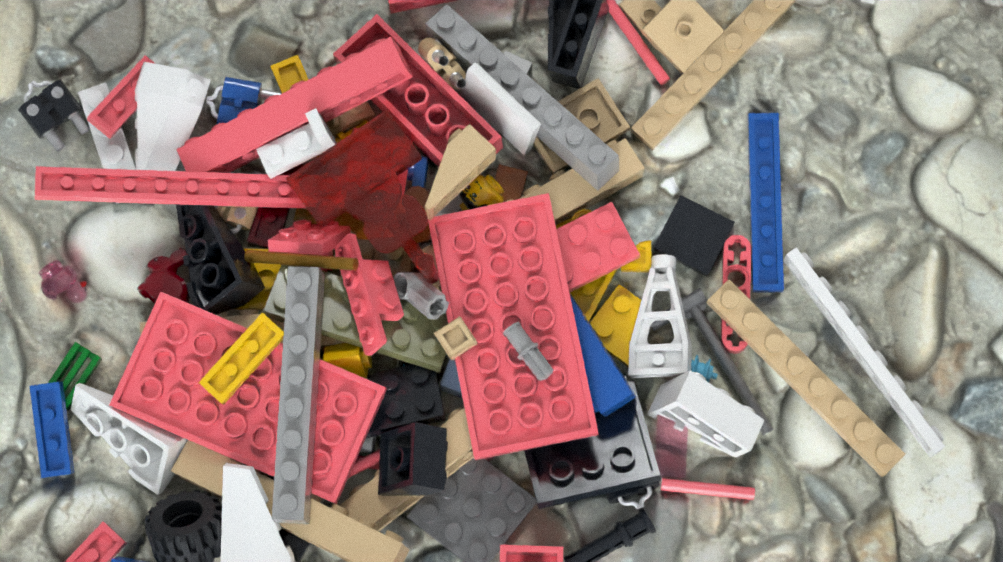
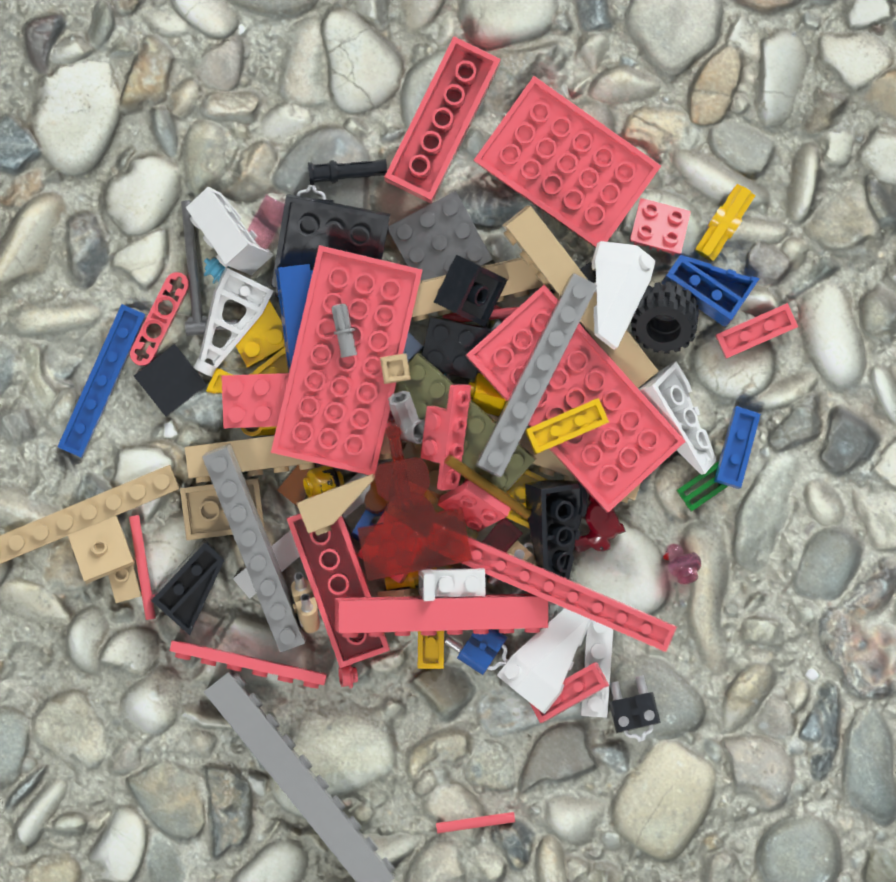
camera: 160 degrees left, 10 degrees up
(365, 14) = (347, 676): none -> coral plate
(500, 109) = (276, 543): white tile -> none
(707, 489) = (252, 178): coral bar -> none
(805, 378) = (138, 228): tan plate -> none
(857, 342) = (80, 217): white plate -> none

